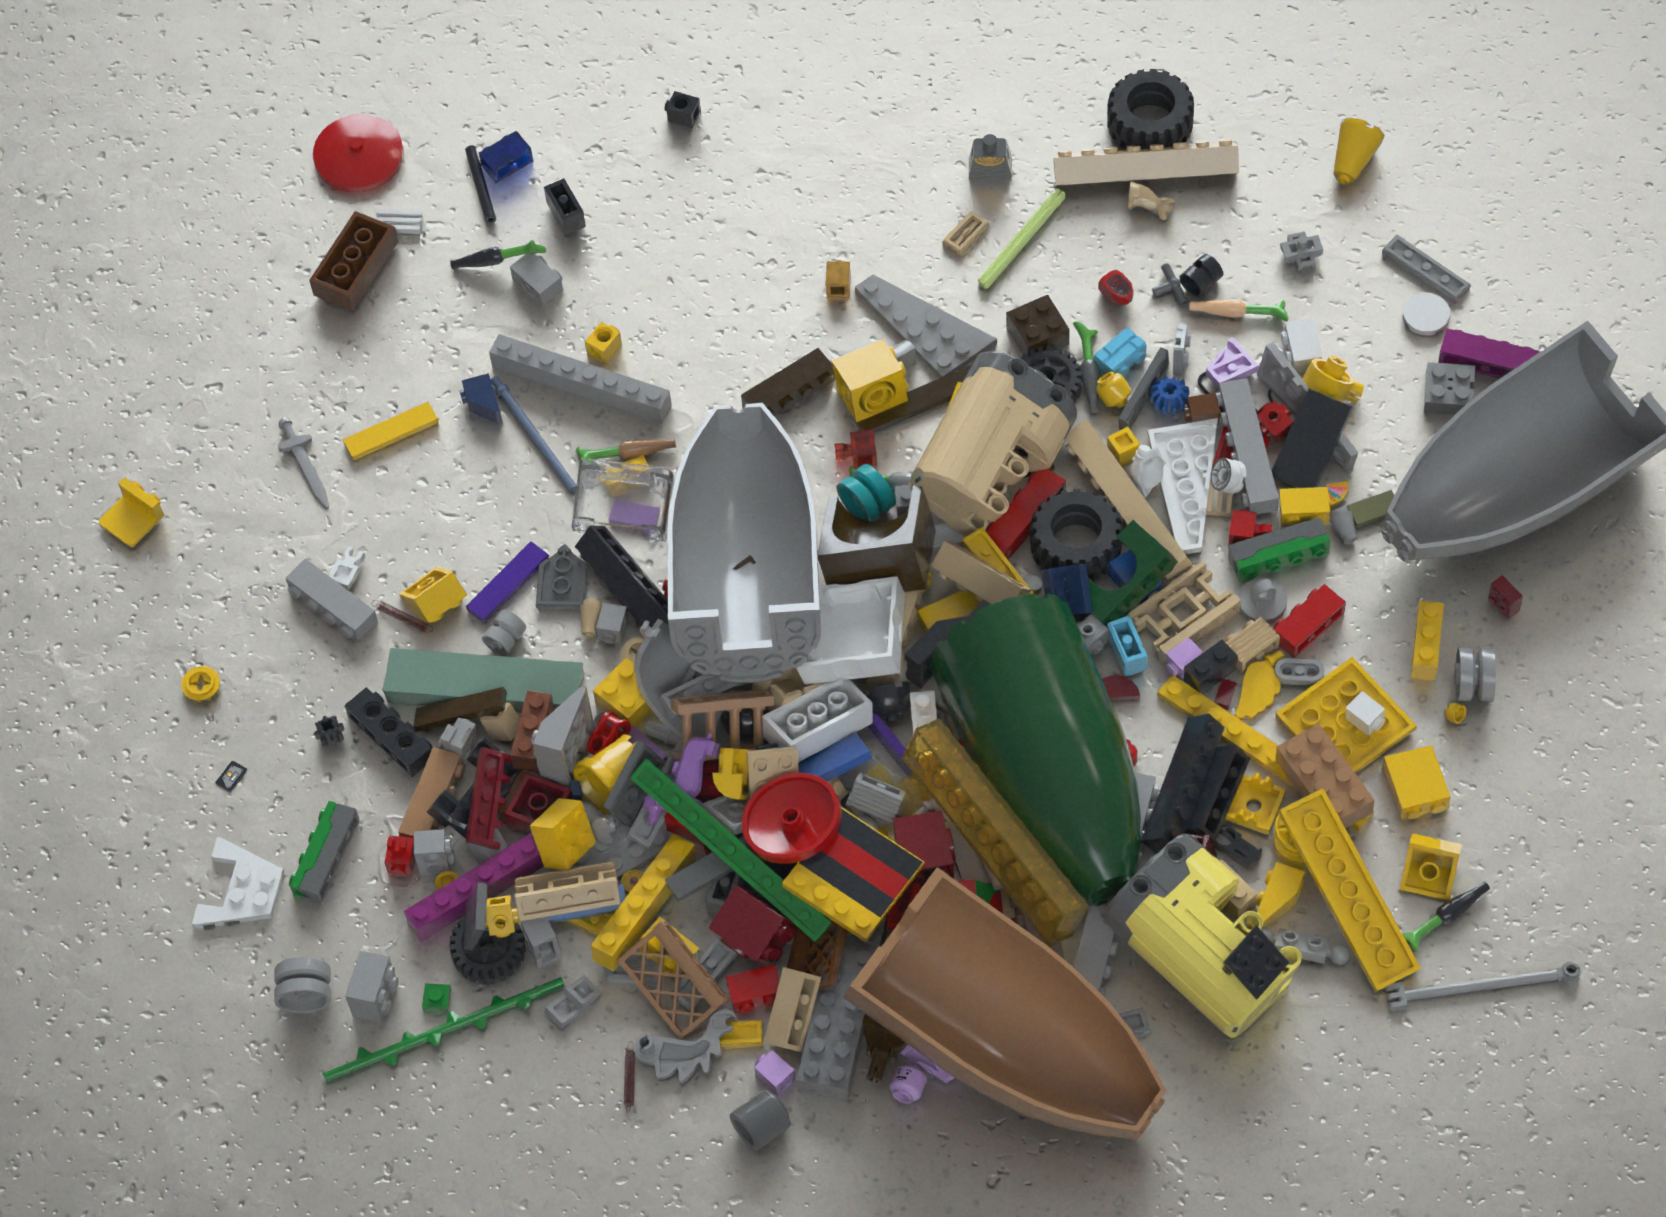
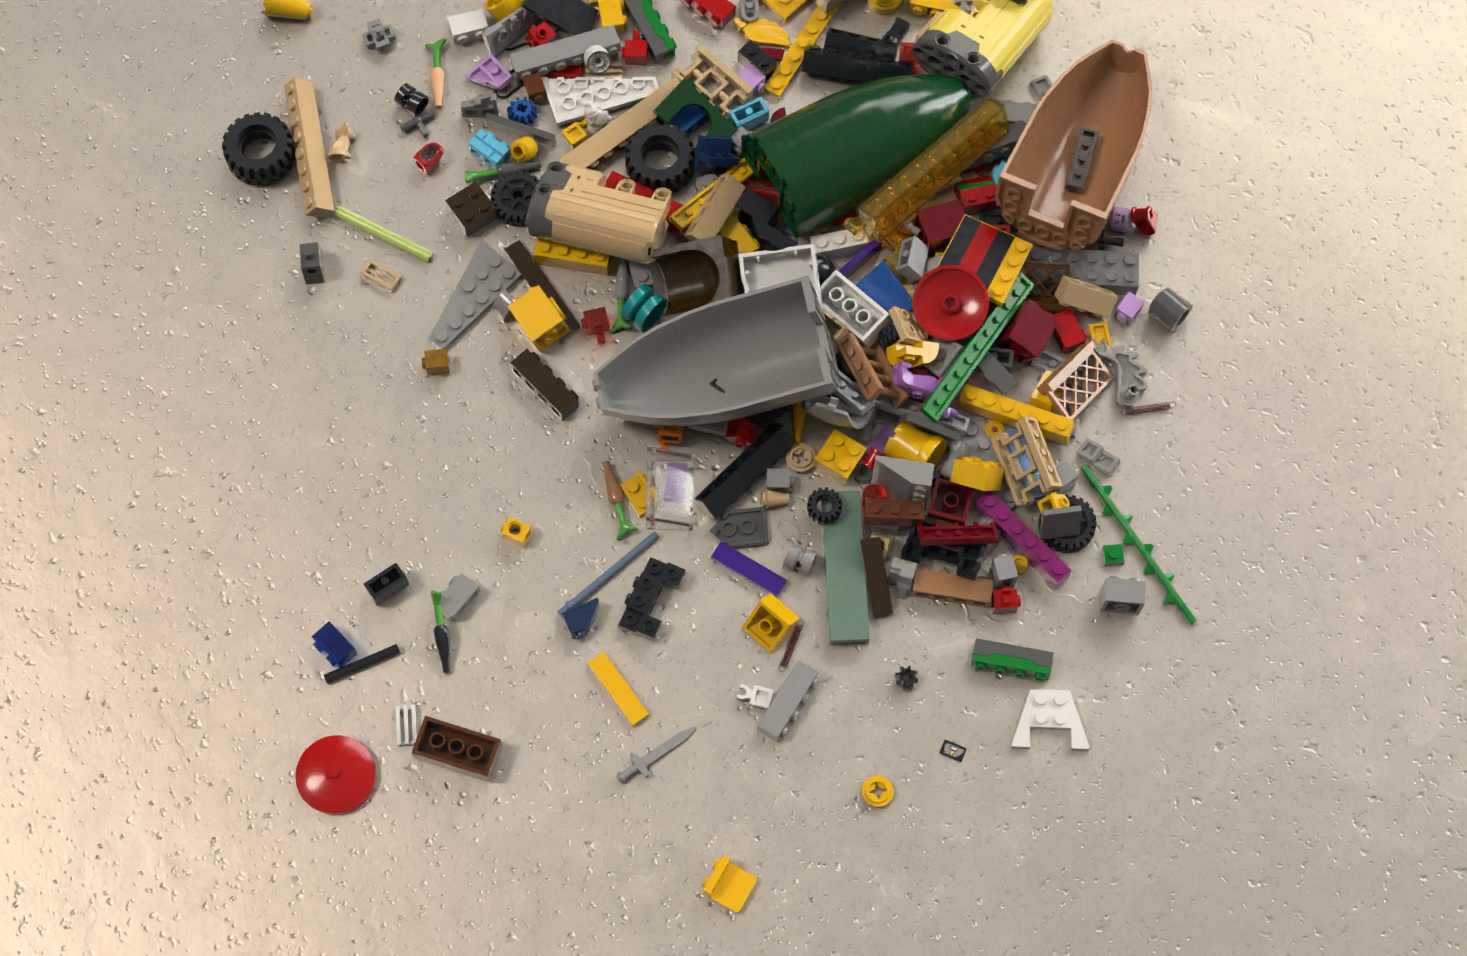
camera: 105 degrees left, 10 degrees up
(302, 985) = (1131, 646): light grey wheel -> none
(409, 759) = (885, 657): black brick -> none
(495, 466) = (645, 595): none -> black bracket
(559, 645) = (824, 517): none -> black tyre
(580, 379) = (554, 544): light grey brick -> none
(683, 109) = (274, 500): black brick -> none
(901, 1111) = (1144, 219): none -> red piece
(1001, 1042) = (1081, 160): none -> dark brown tile
(1253, 642) = (730, 37): tan brick -> none
(1263, 599) = (691, 35): light grey tile -> none
(1266, 793) = (857, 15): yellow piece -> none

